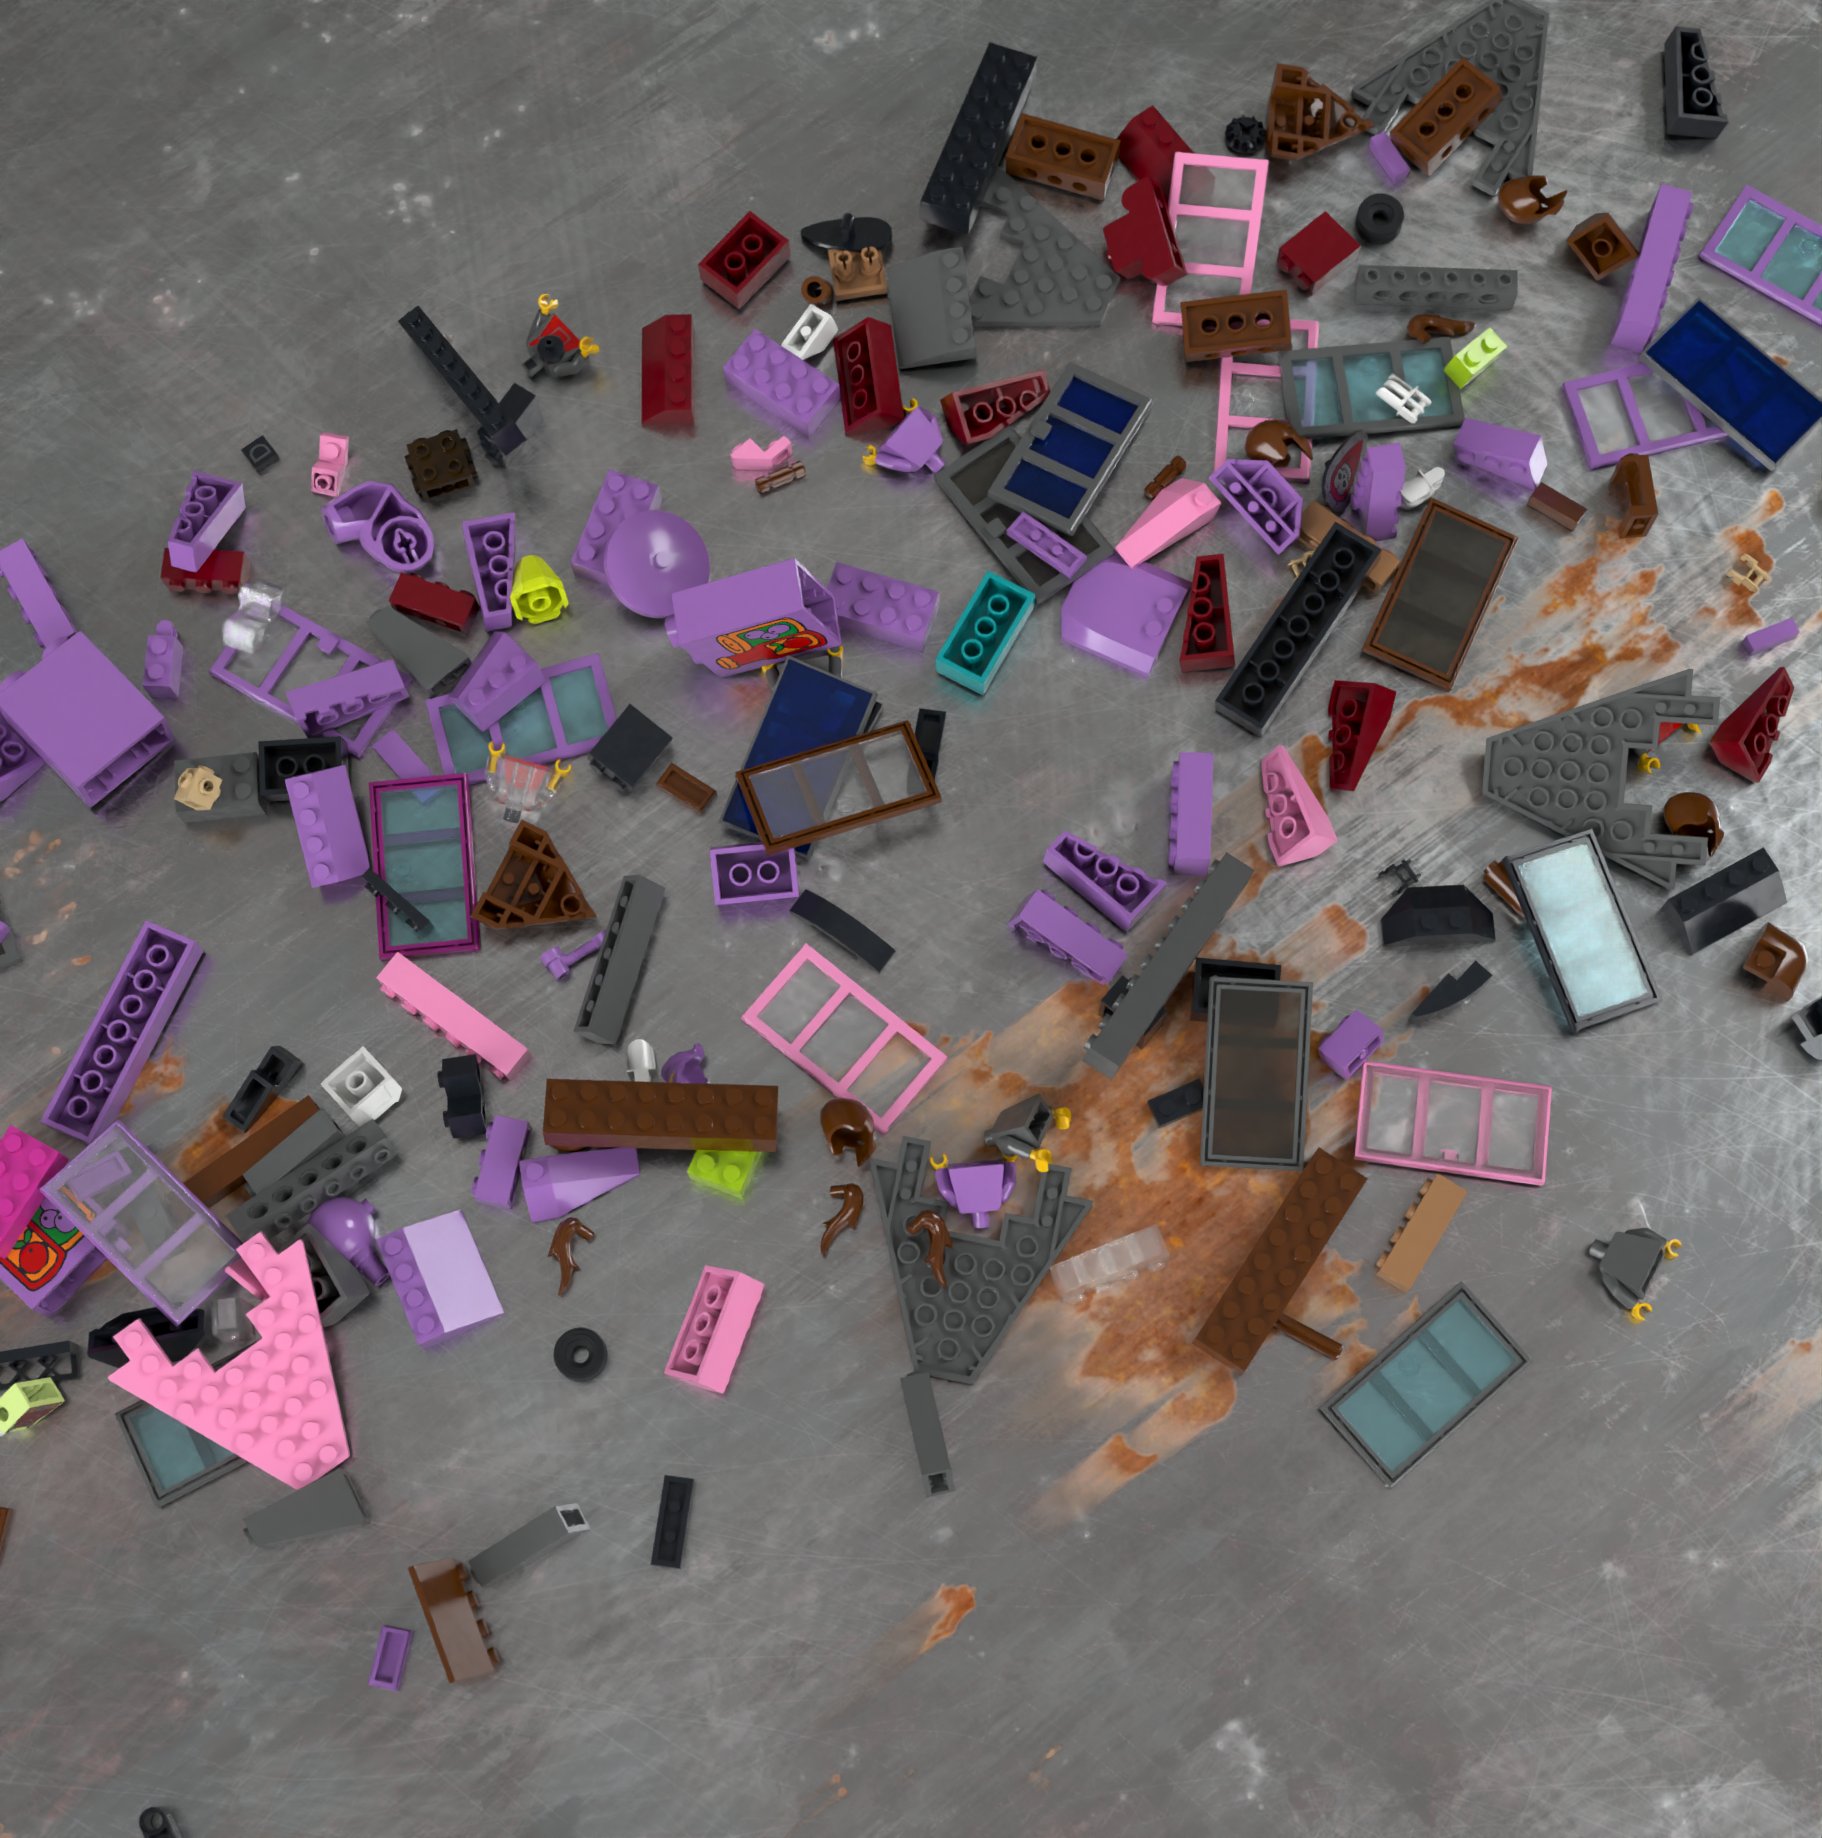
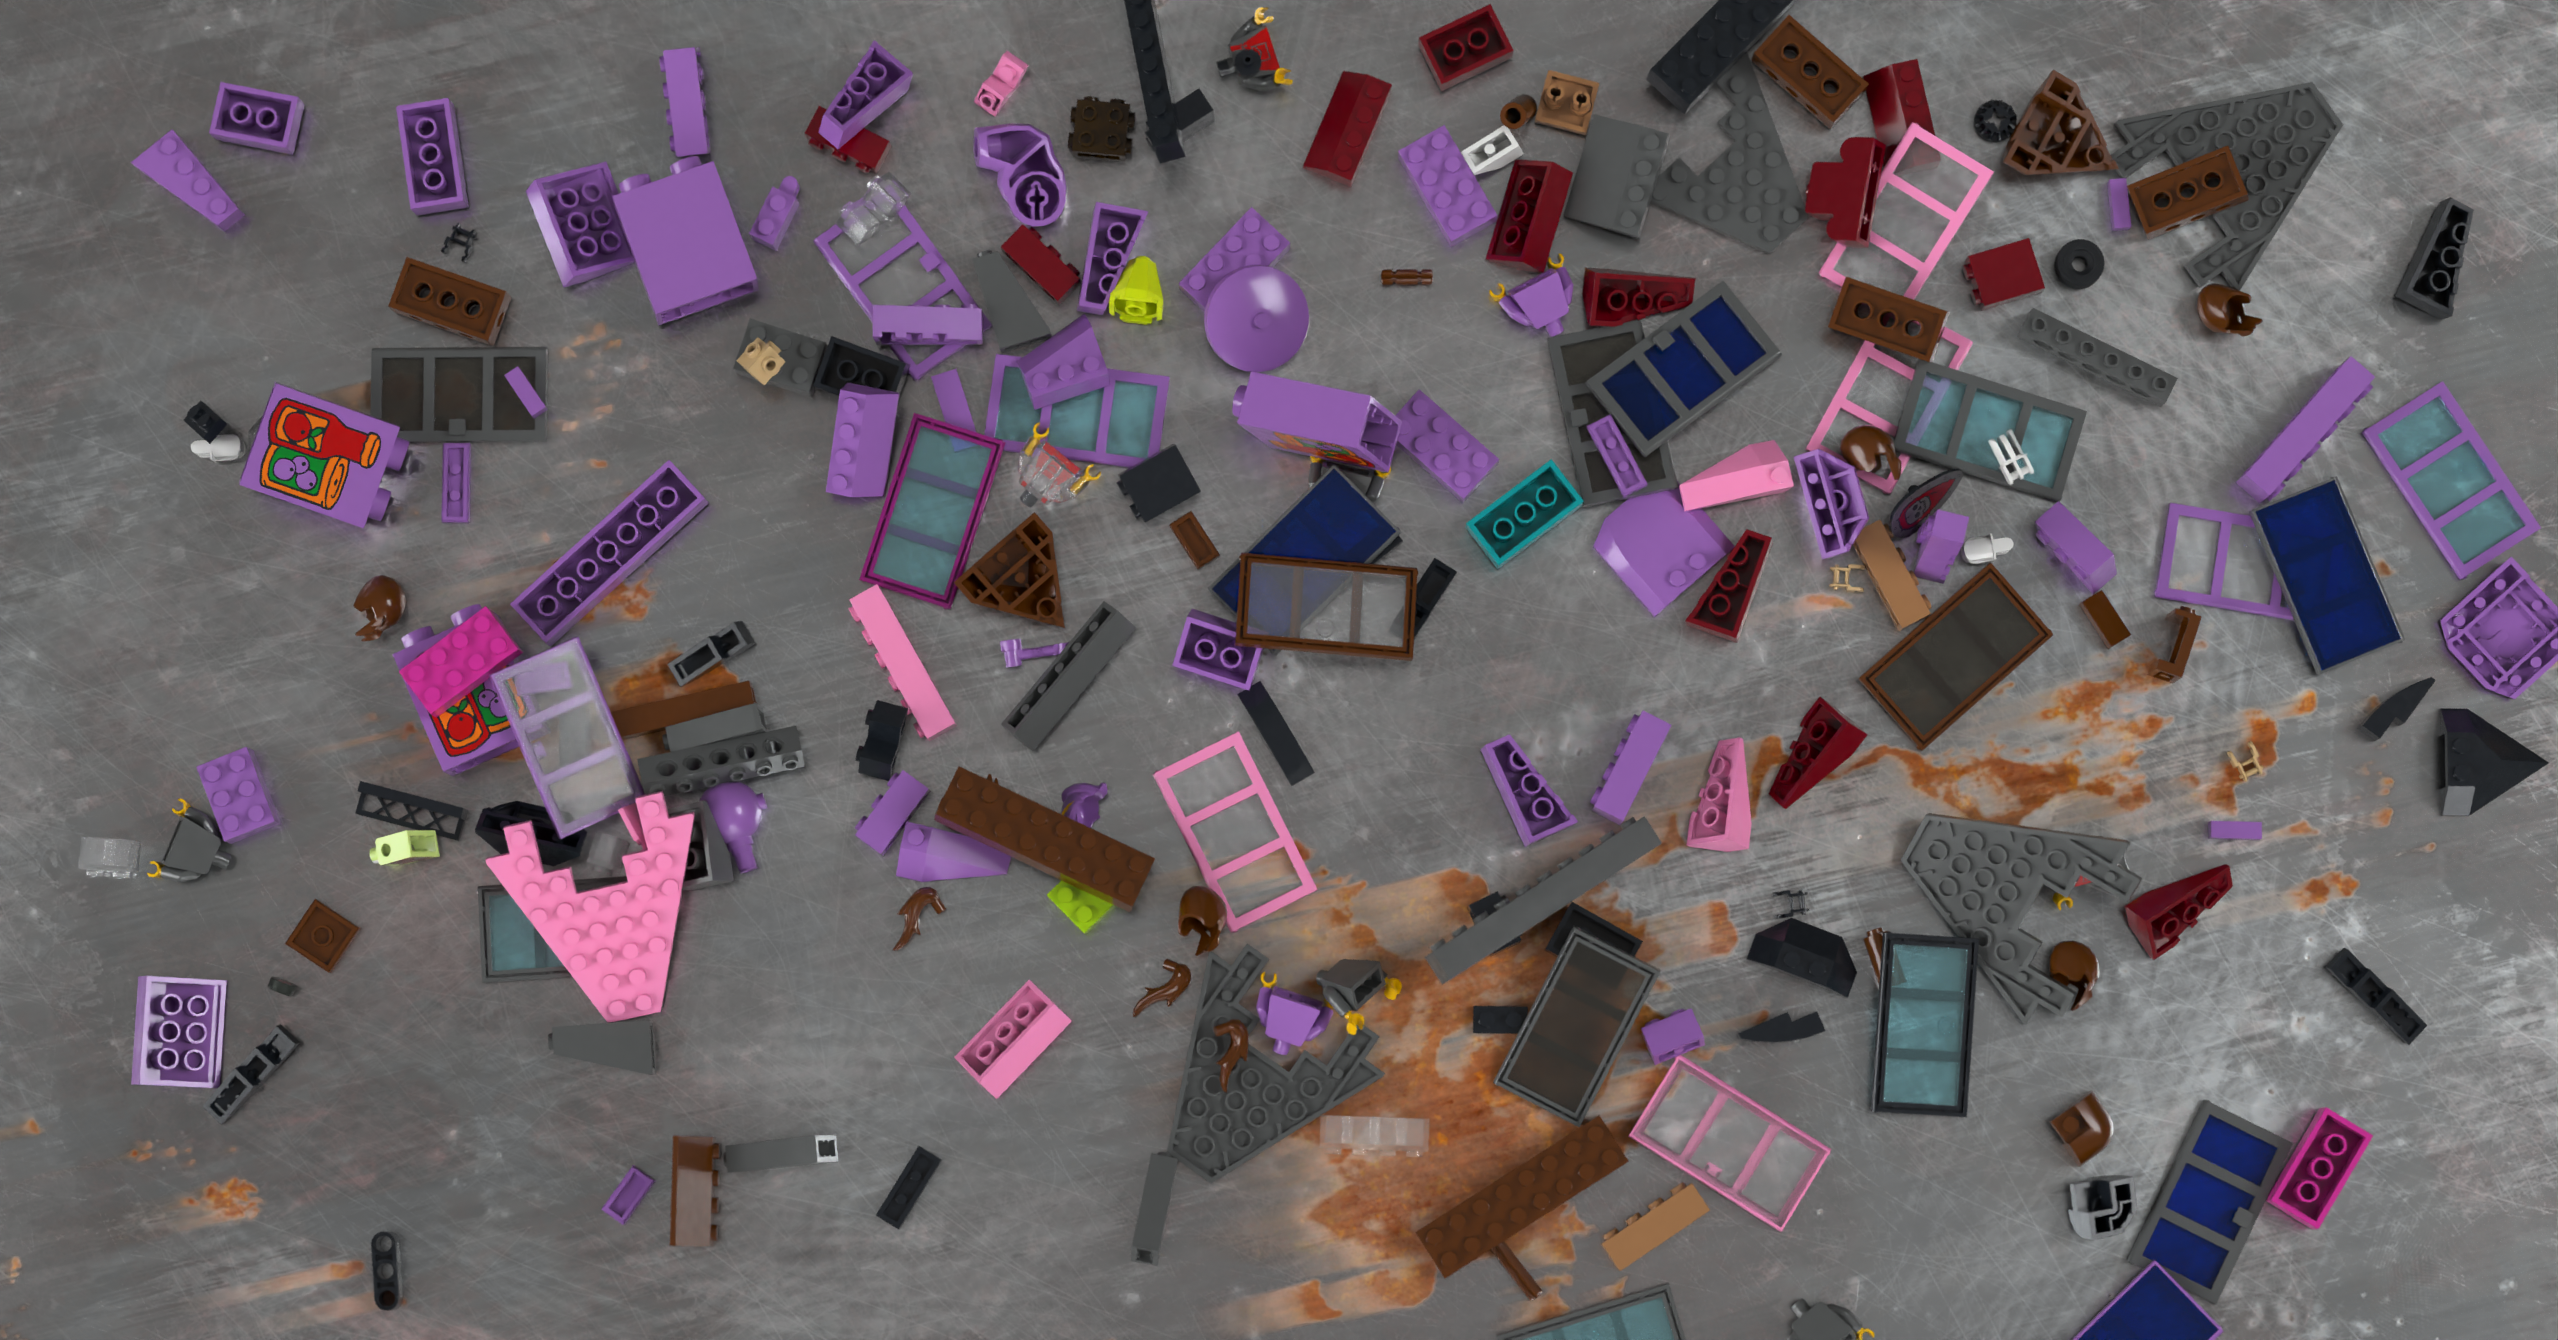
camera: 25 degrees right, 10 degrees up
(260, 453) = (941, 43): black tile -> none
(362, 1087) = (797, 691): white slope -> none
(397, 903) = (894, 538): black plate -> none
(440, 1278) = (798, 890): slope -> none
(564, 1354) = (875, 1007): black tyre -> none
(641, 1061) = (1048, 779): white arm -> none
(751, 457) = (1387, 246): bright pink slope -> none
(849, 233) = (1576, 61): black shield -> none
(1068, 936) = (1470, 829): medium lavender wedge -> none
(1165, 477) = (1758, 433): reddish brown axle -> none
(1298, 629) = (1805, 638): black brick -> none
(1422, 324) = (2078, 390): reddish brown piece -> none
(1475, 358) = (2097, 445): lime brick -> none
(1601, 245) = (2268, 385): reddish brown slope -> none
(1726, 901) = (2067, 1055): black slope -> none

